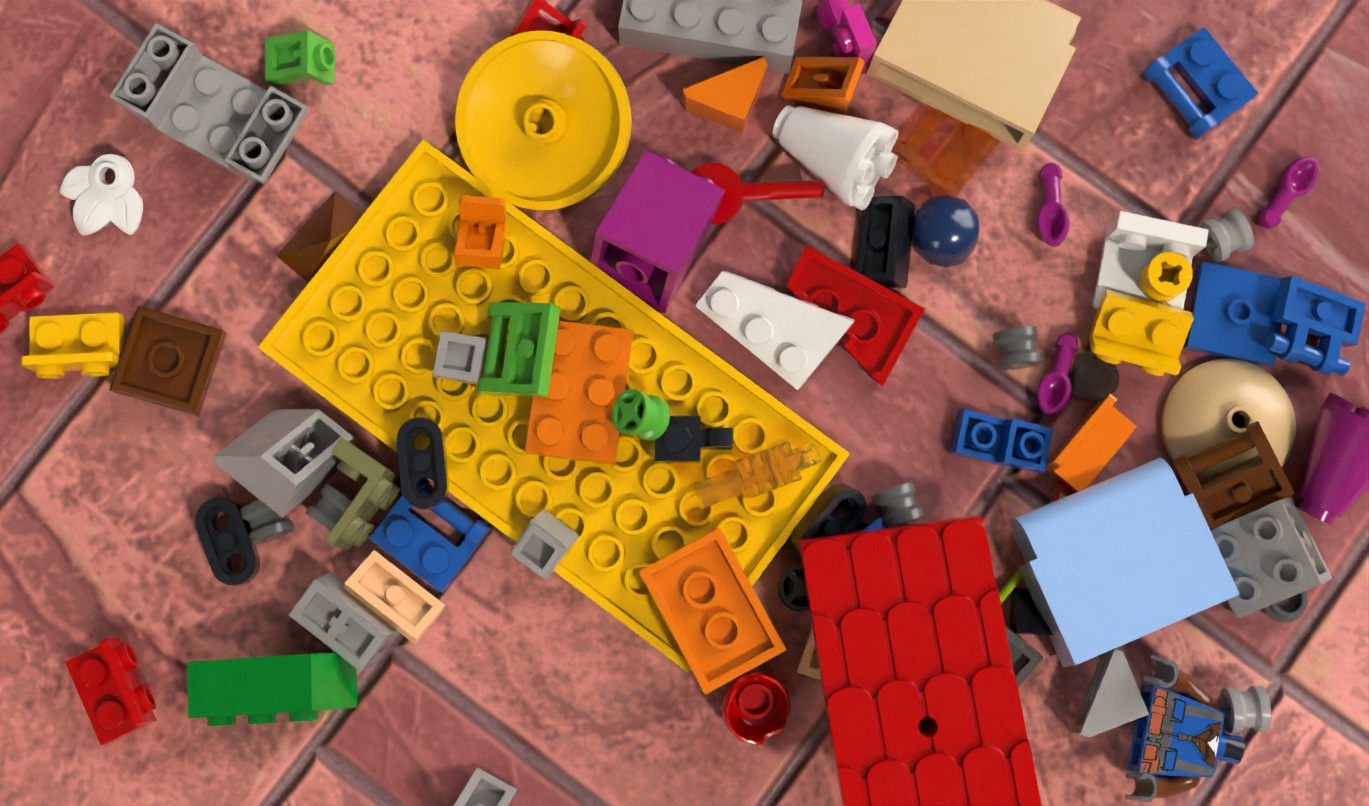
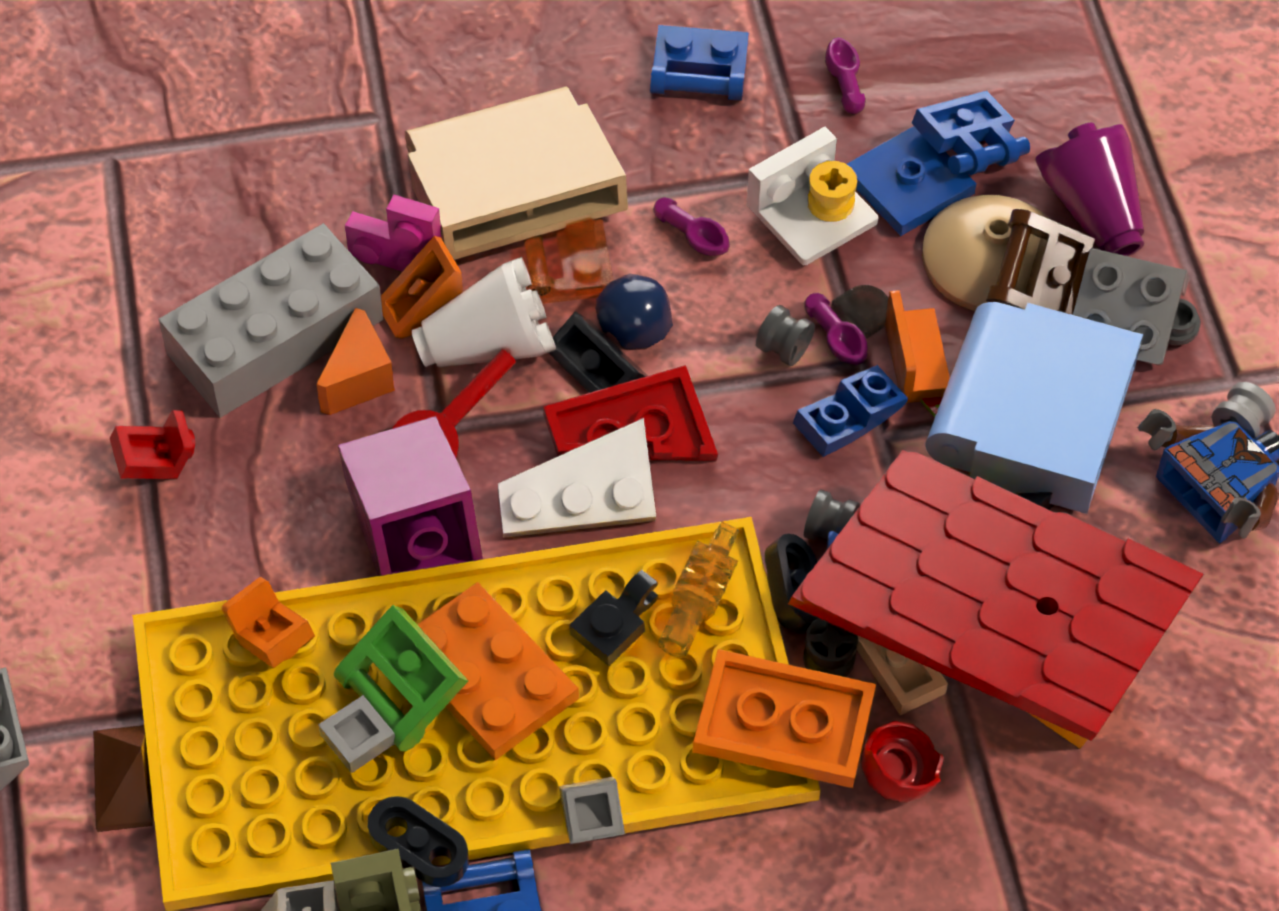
camera: 45 degrees left, 25 degrees down
(543, 120) = (222, 504): yellow dish -> none
(640, 414) = (547, 621): bright green wheel -> none
(1110, 698) = (1141, 493): light grey slope -> none
(1139, 333) = (857, 243): yellow bracket -> none
(1228, 235) = (847, 126): light grey wheel -> none

